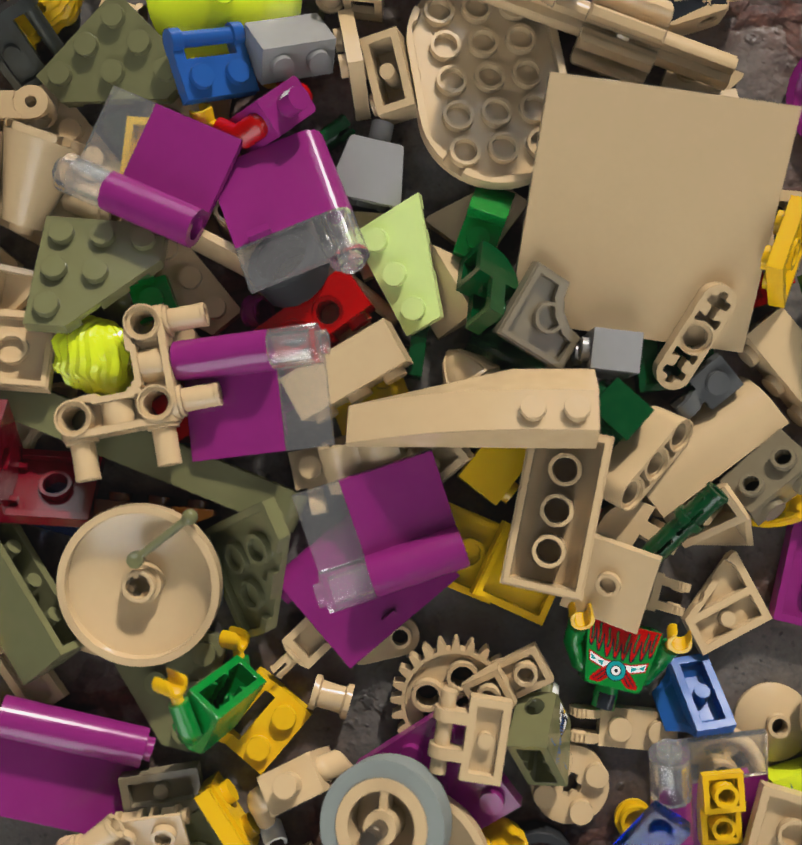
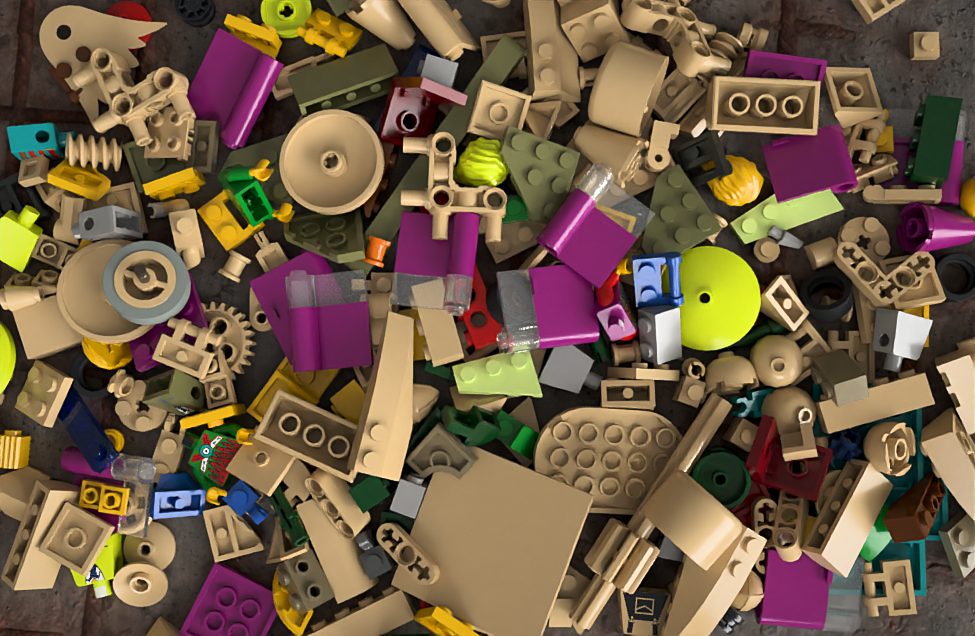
camera: 105 degrees right, 0 degrees up
(137, 558) = (347, 164): olive hinge -> none
(255, 311) = (489, 271): magenta plate -> none
(260, 485) = (376, 251): none -> orange bush
(330, 96) = (625, 353): none -> tan bush
(546, 824) = (121, 384): none -> tan plate
(564, 672) = (213, 417): none -> yellow plate
(671, 597) = (243, 499): none -> blue plate

